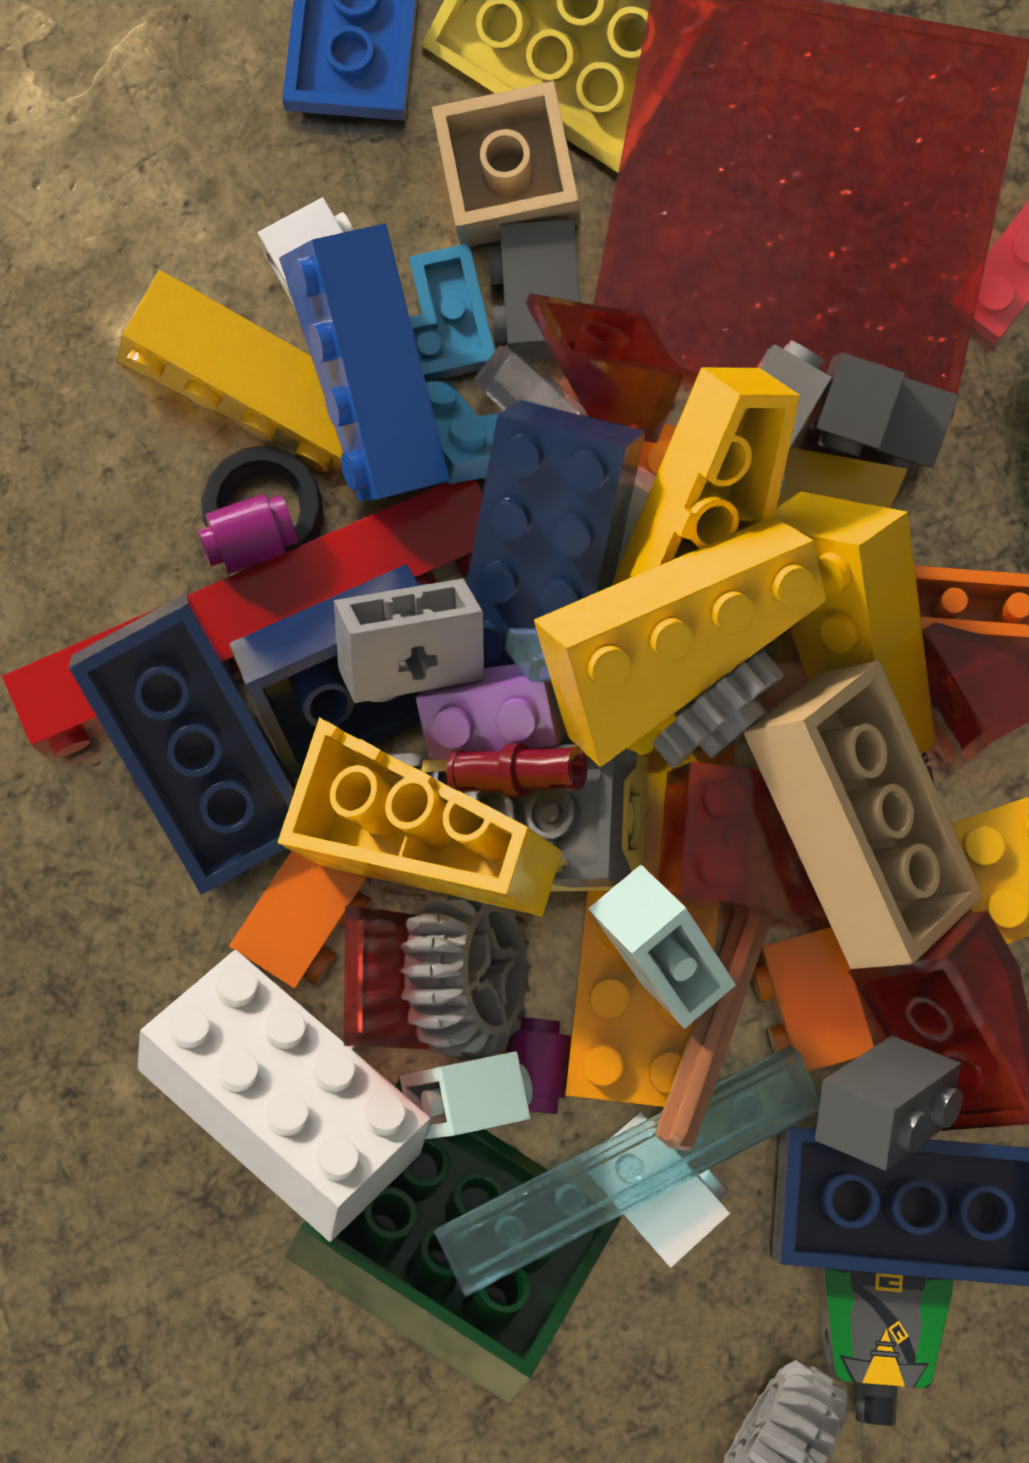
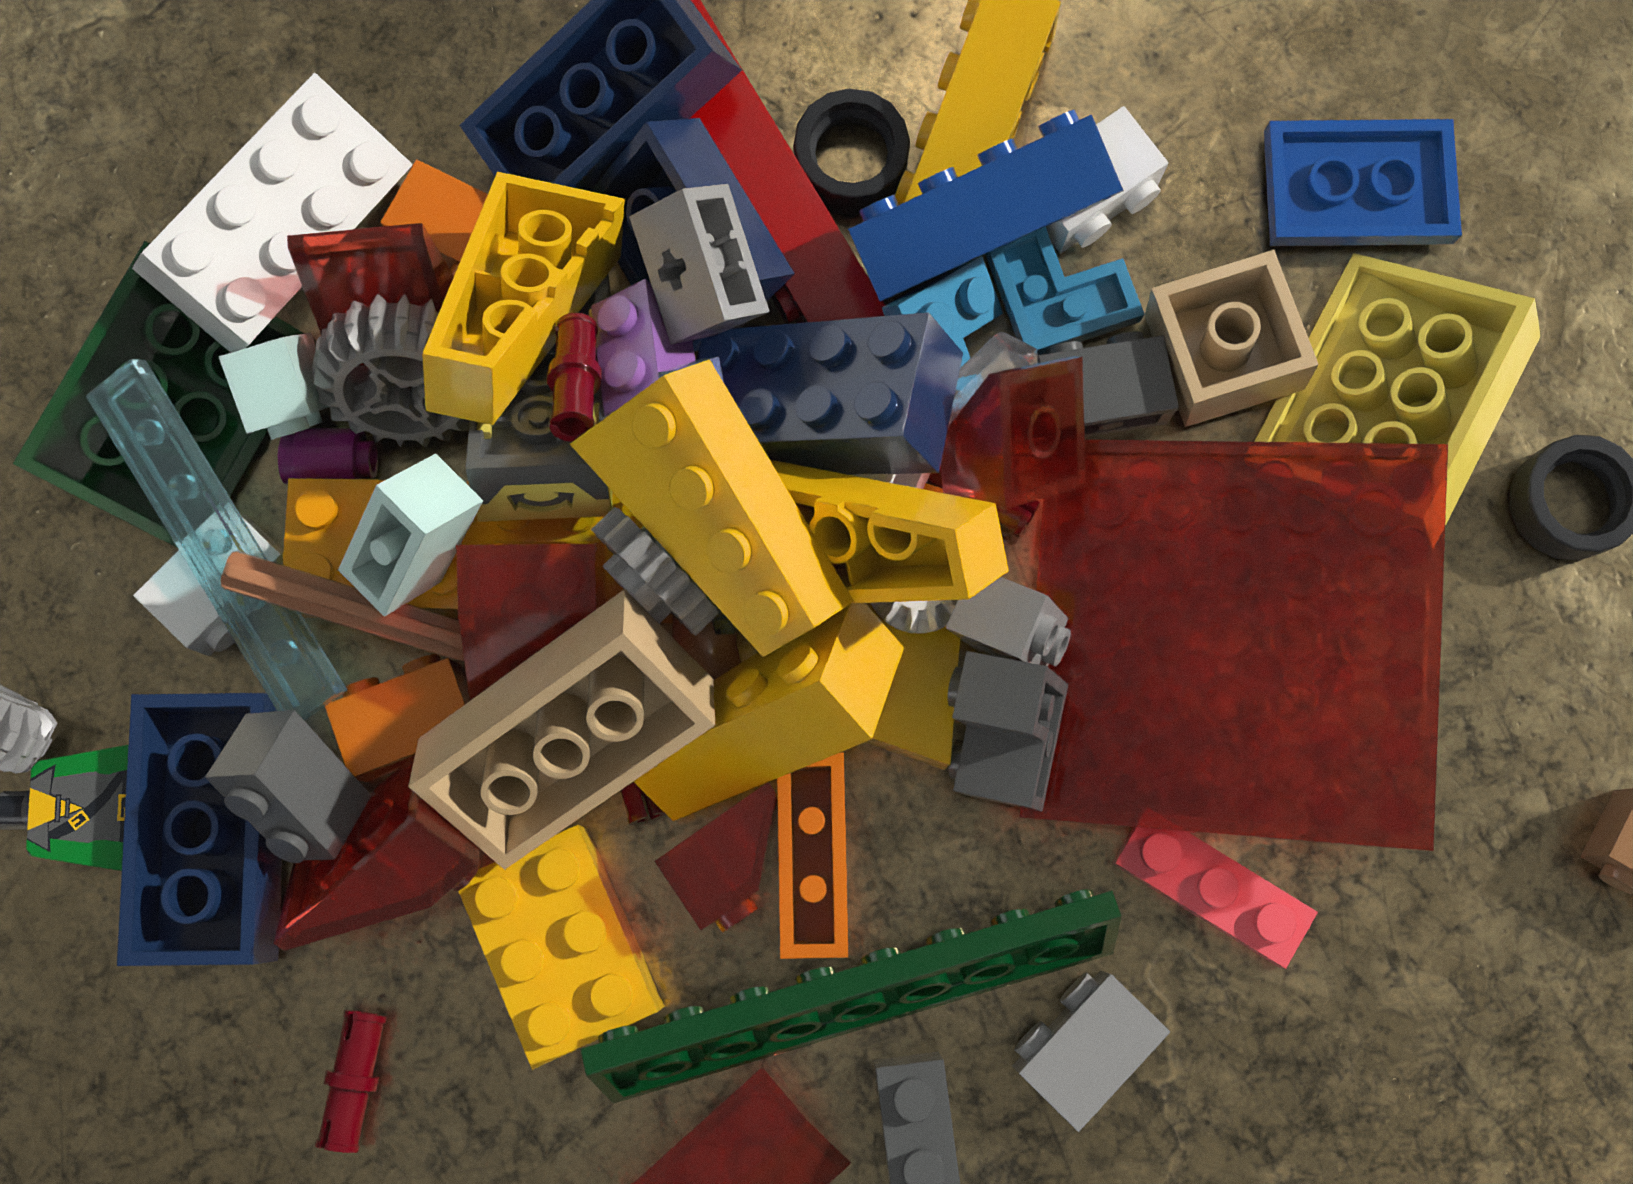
camera: 85 degrees right, 0 degrees up
(247, 533) = (813, 125): magenta brick -> none

